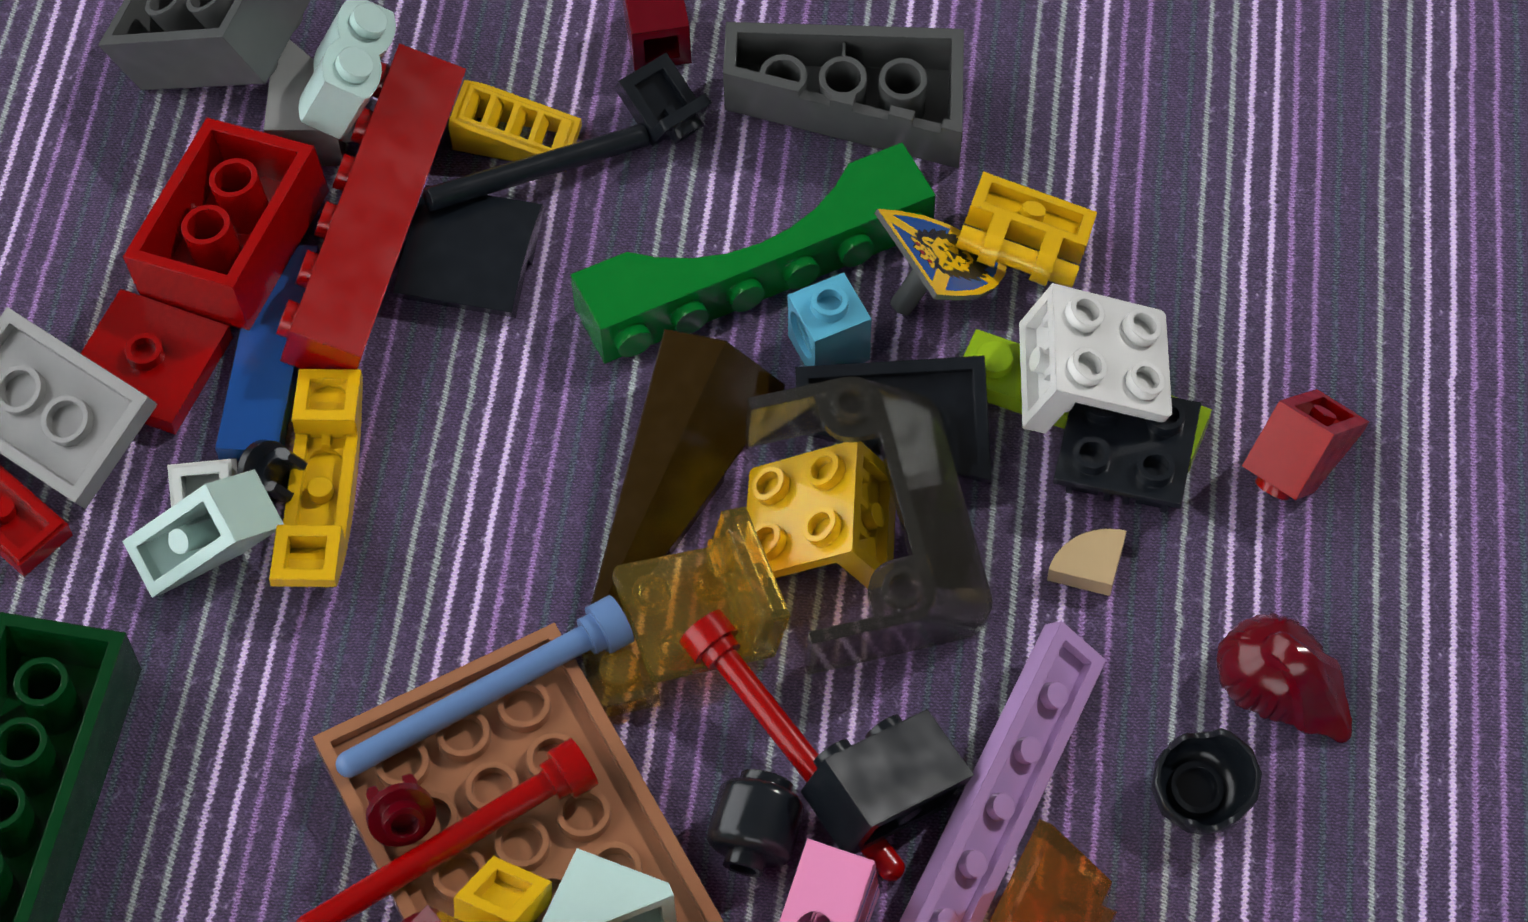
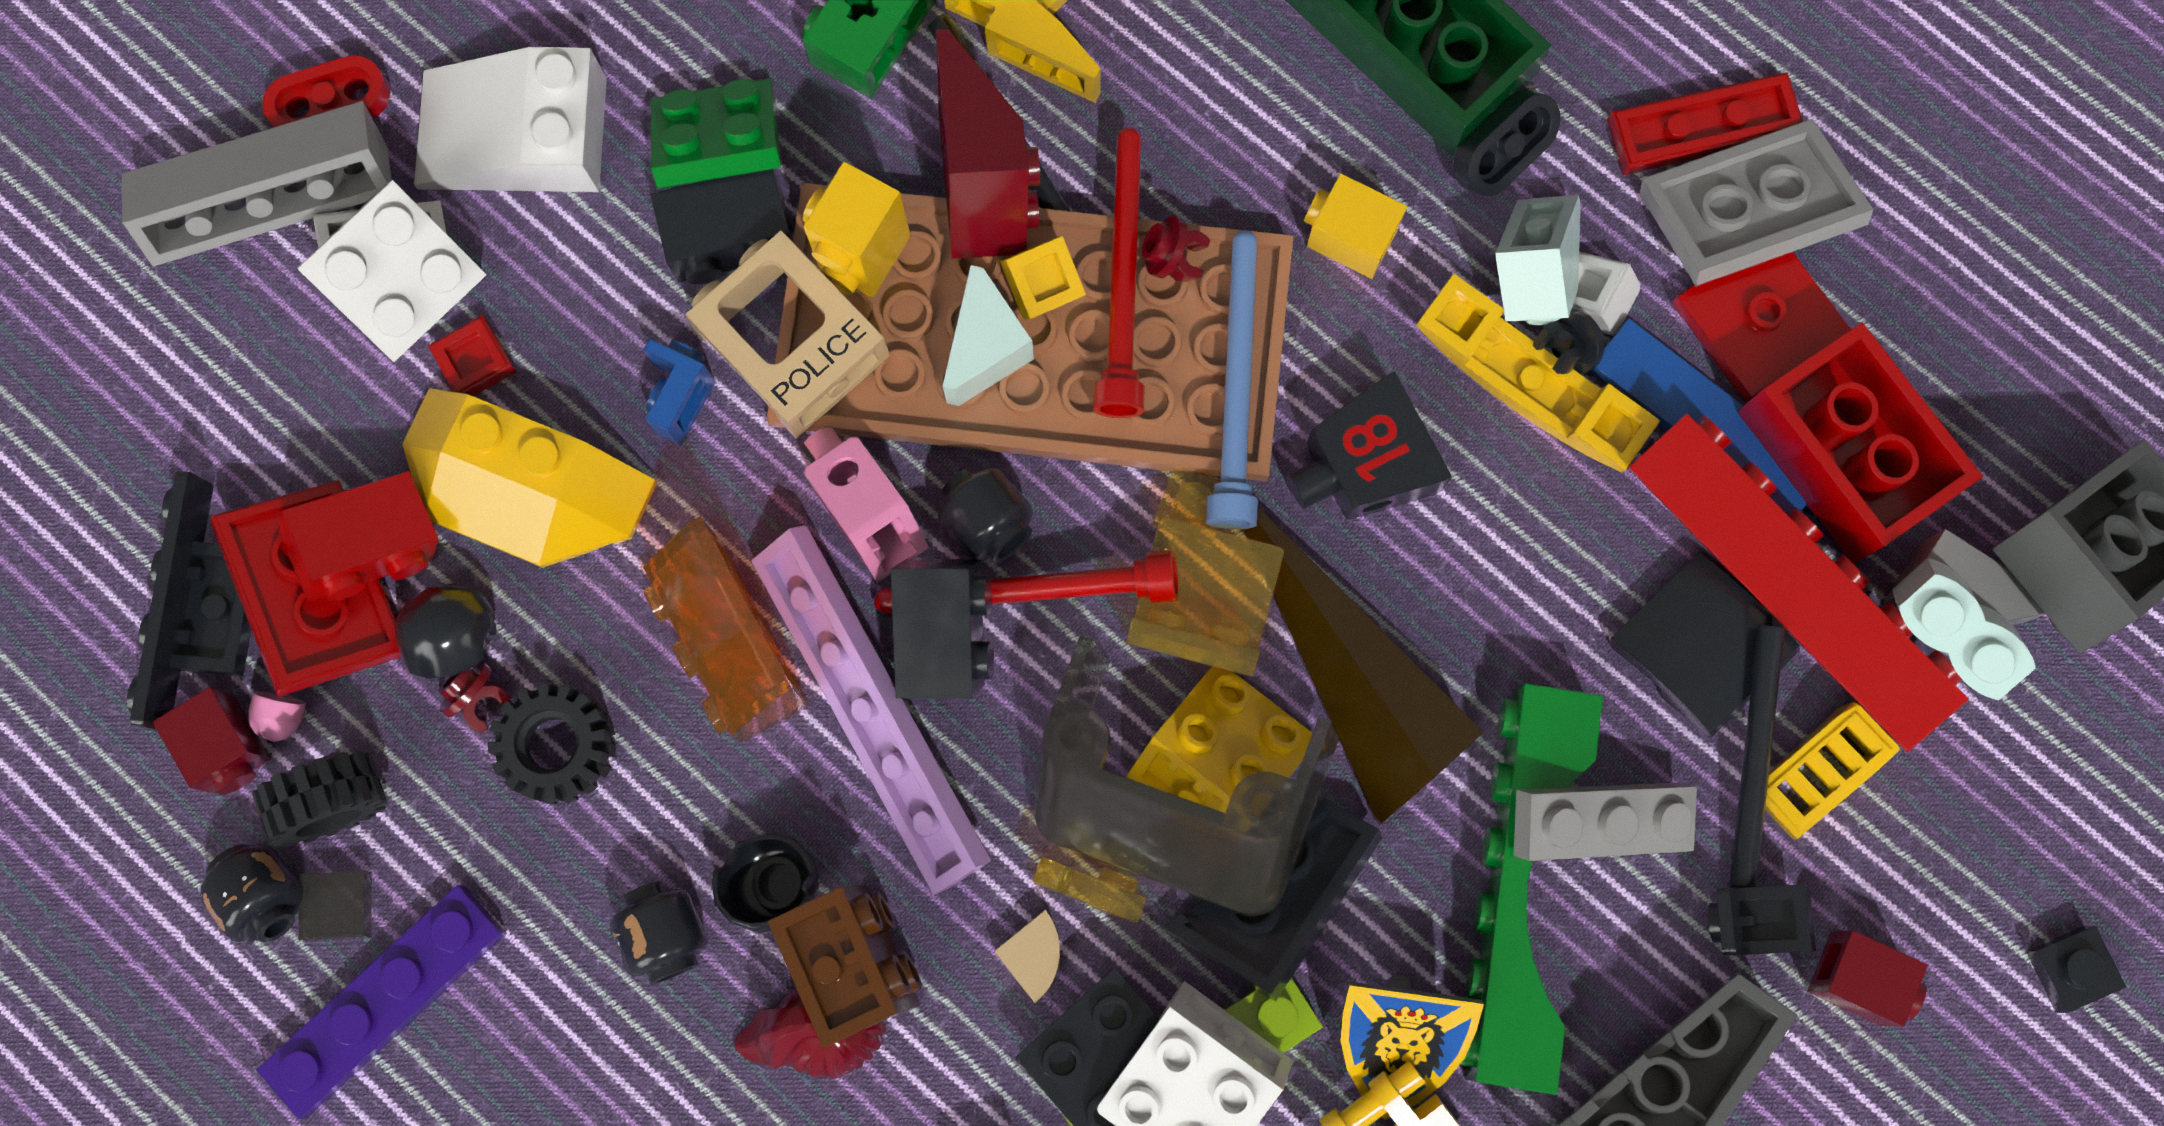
camera: 125 degrees right, 20 degrees up
(145, 627) = (1502, 147): none -> black plate
(267, 696) = (1353, 224): none -> yellow brick
(477, 561) = (1371, 455): none -> black torso
(669, 224) = (1604, 821): none -> light grey plate
(829, 323) = (1406, 892): medium azure brick -> none
(1001, 530) = (1108, 893): none -> clear yellow plate
(1218, 647) = (846, 962): none -> reddish brown bracket
(1316, 842) = (658, 933): none -> black head

